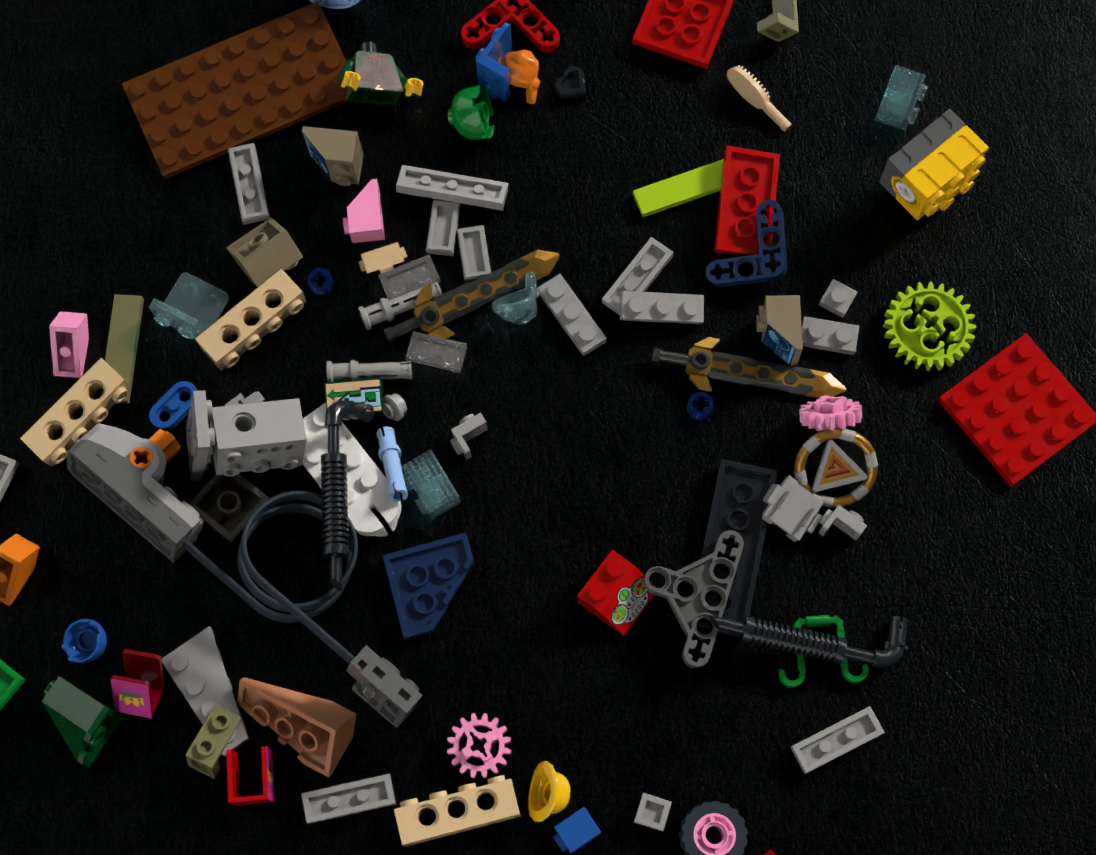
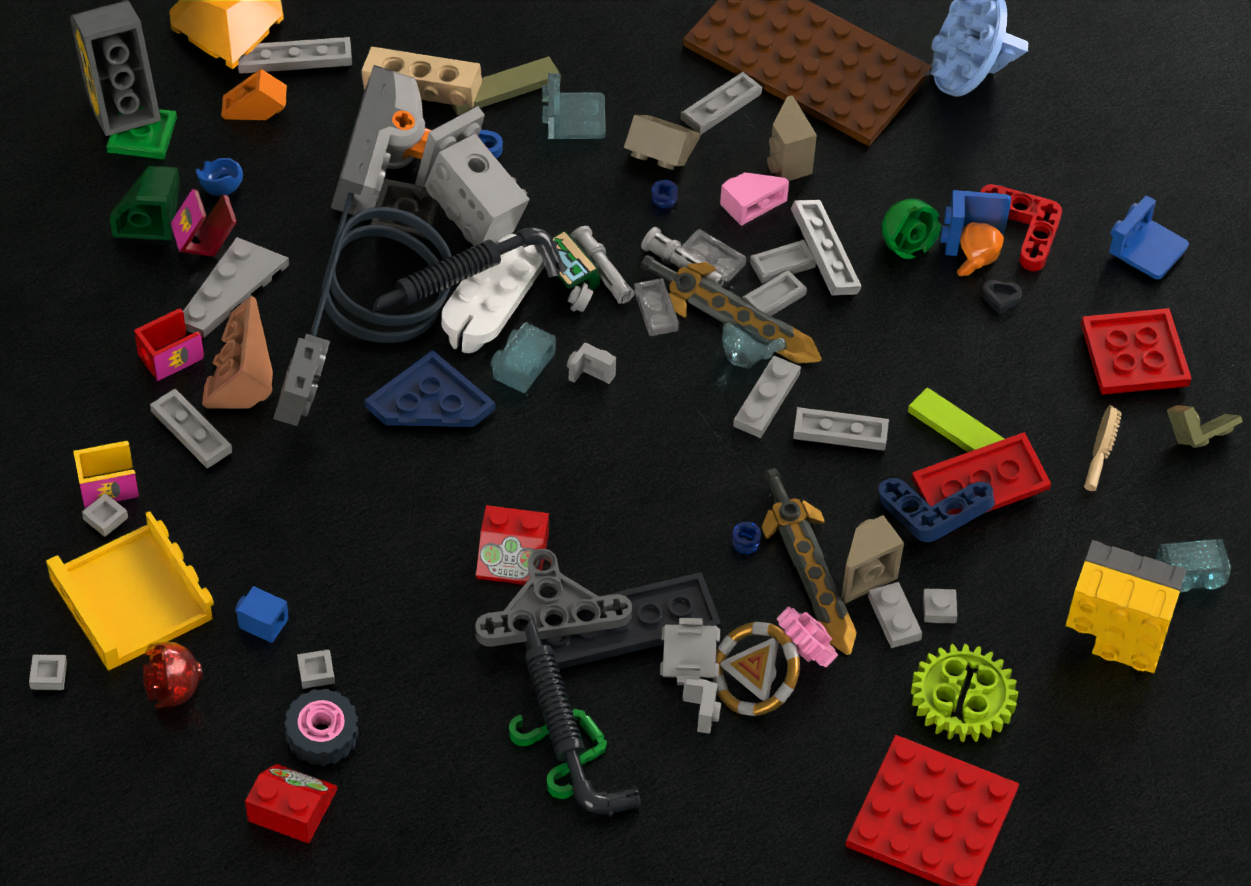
camera: 55 degrees right, 20 degrees down
(69, 343) = (483, 42): bright pink slope -> none
(212, 740) = (187, 297): olive bracket -> none
(255, 305) = (591, 158): tan brick -> none
(375, 78) = (885, 135): torso -> none
(382, 258) = (721, 231): tan piece -> none
(390, 456) = (531, 311): light blue pin -> none
(409, 813) = (252, 547): tan brick -> none
(490, 737) = (298, 503): bright pink gear -> none
(547, 792) = (286, 576): yellow hat -> none
(661, 307) = (822, 459): light grey plate -> none
(837, 740) = (479, 793): light grey plate -> none

